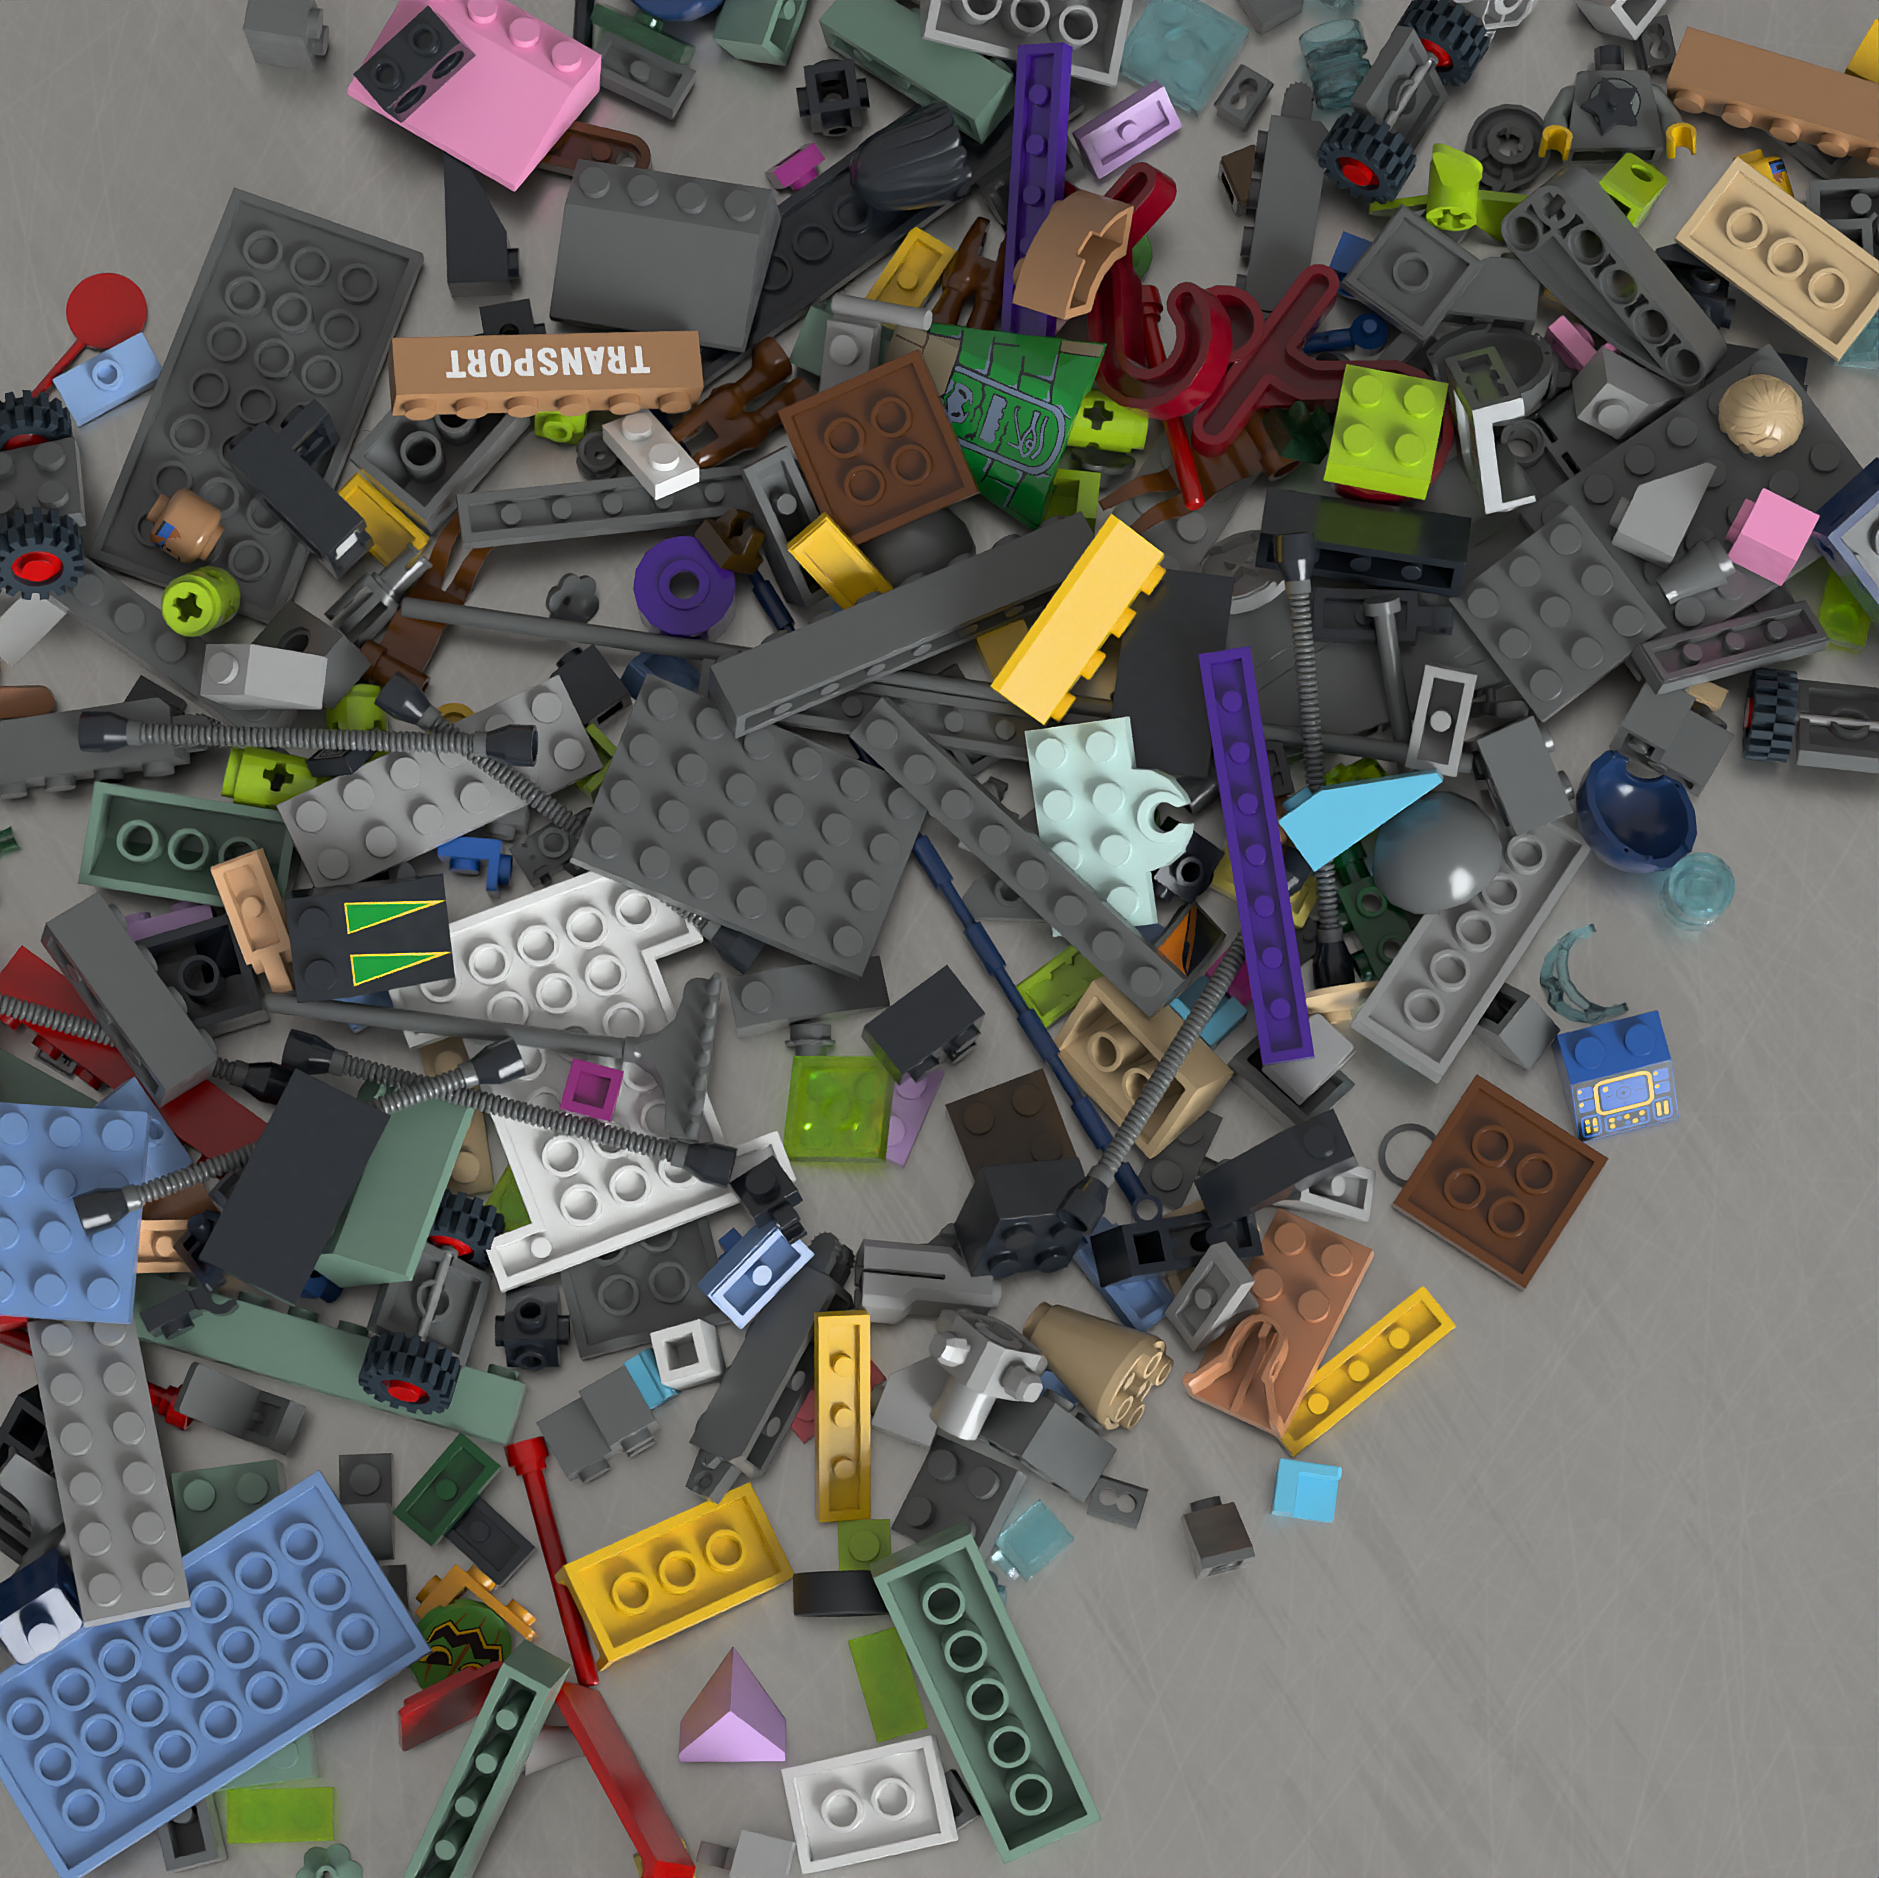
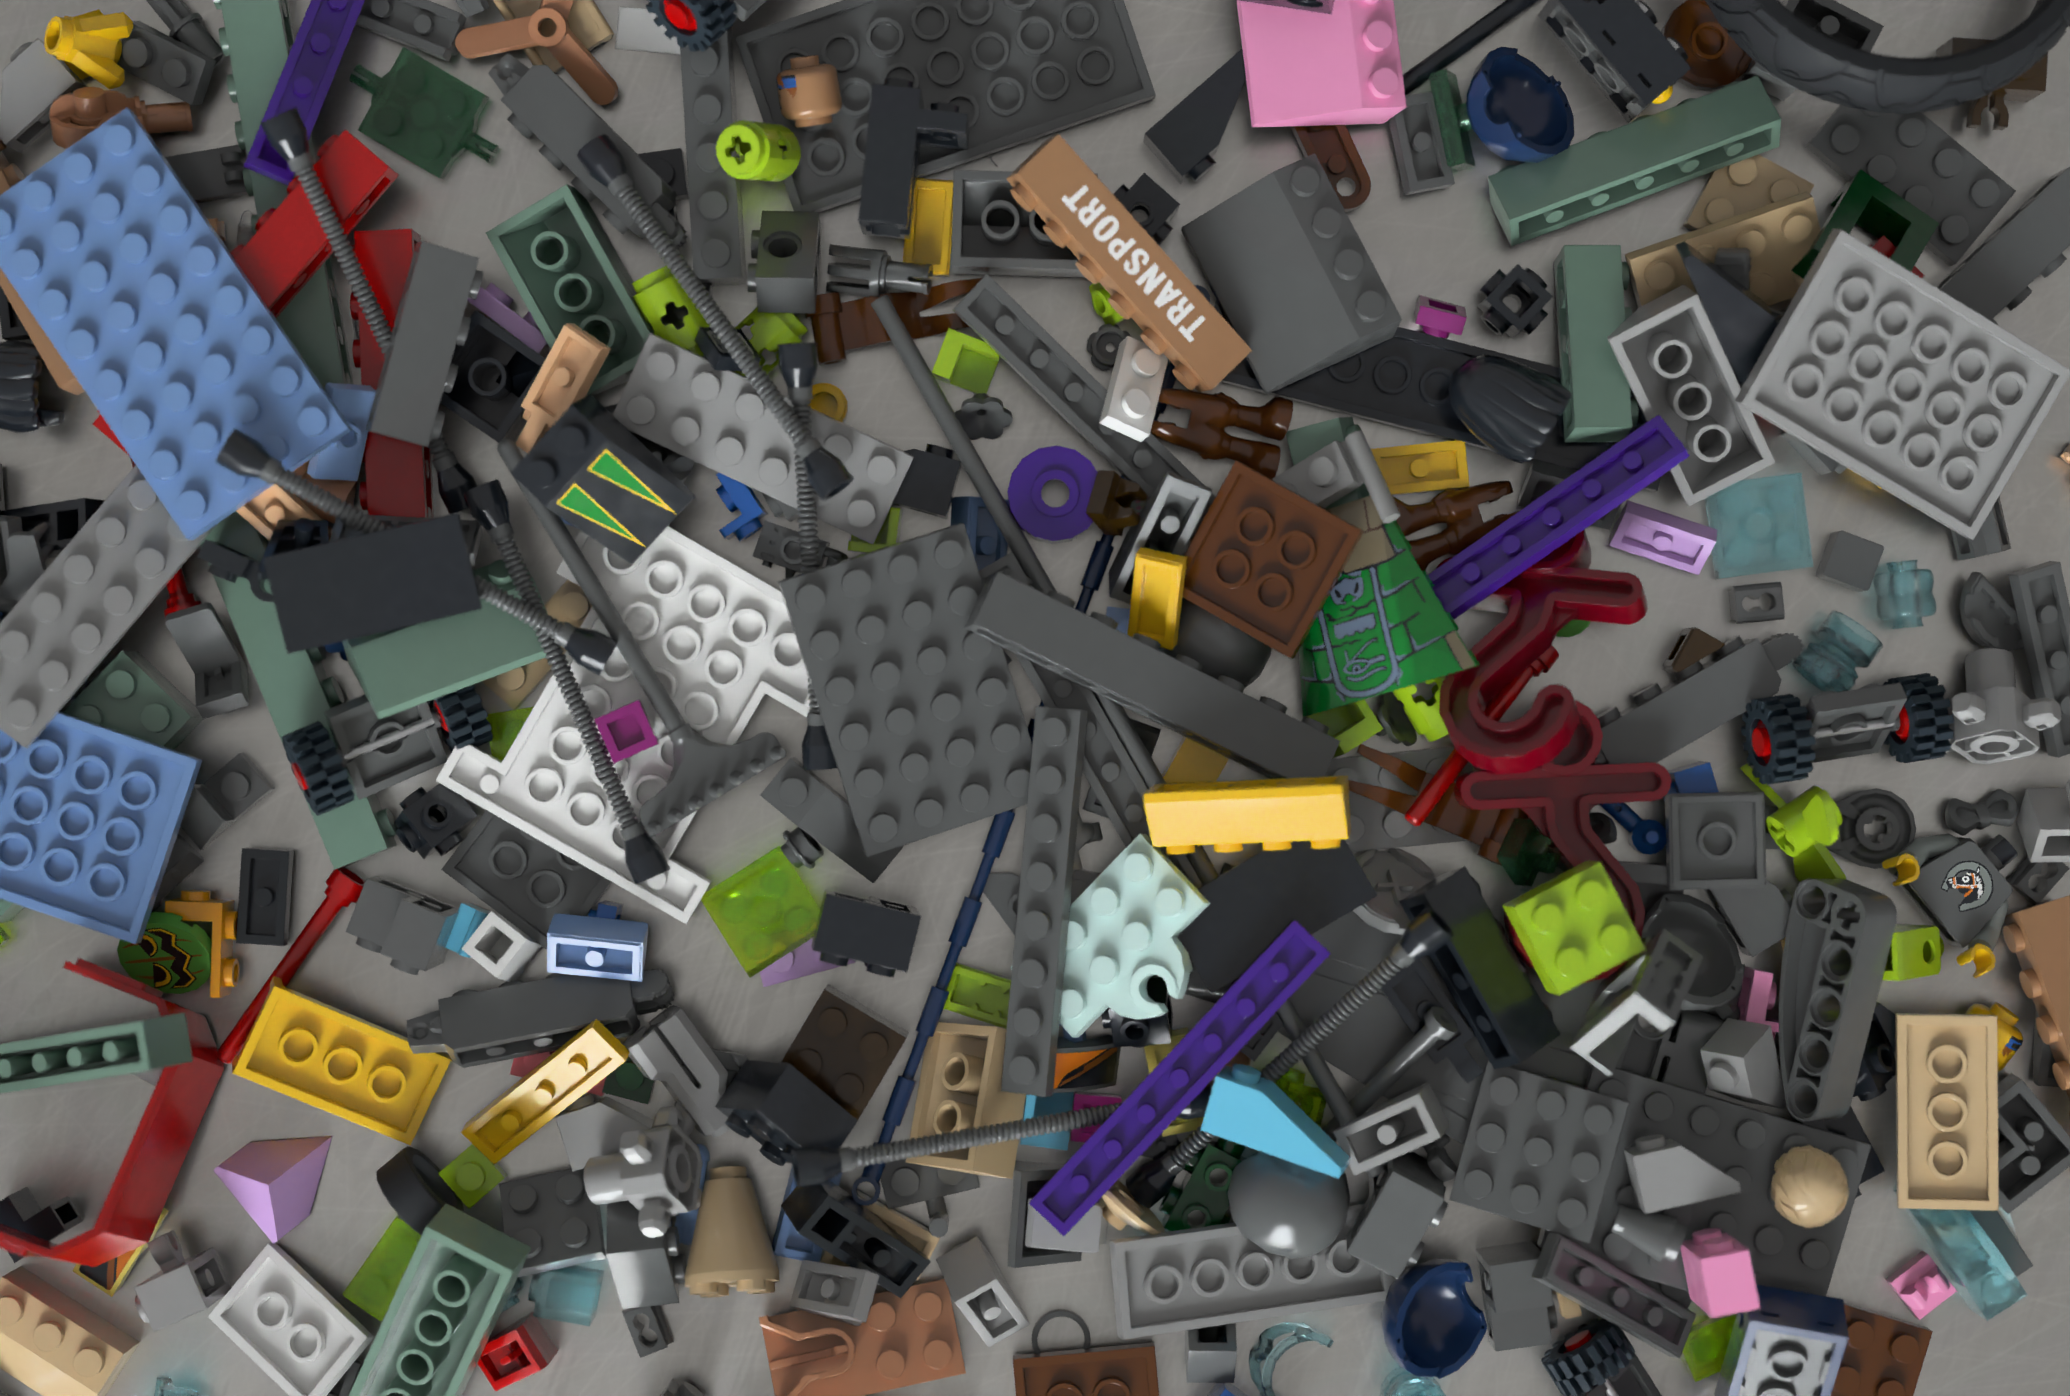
camera: 55 degrees right, 10 degrees up
(262, 677) = (732, 247): light grey slope -> none
(447, 1490) = (268, 854): dark green plate -> none
(514, 578) = (965, 362): none -> lime panel
(770, 1196) = (652, 920): black plate -> none
(892, 1344) = (629, 1083): none -> dark green plate
(1049, 1631) = (516, 1352): none -> red slope
(1072, 254) = (1525, 587): medium nougat brick -> none
(1277, 1169) = (960, 1272): black slope -> none
(1573, 36) = (1997, 810): none -> dark grey piece
(1611, 106) = (1964, 886): black piece -> none

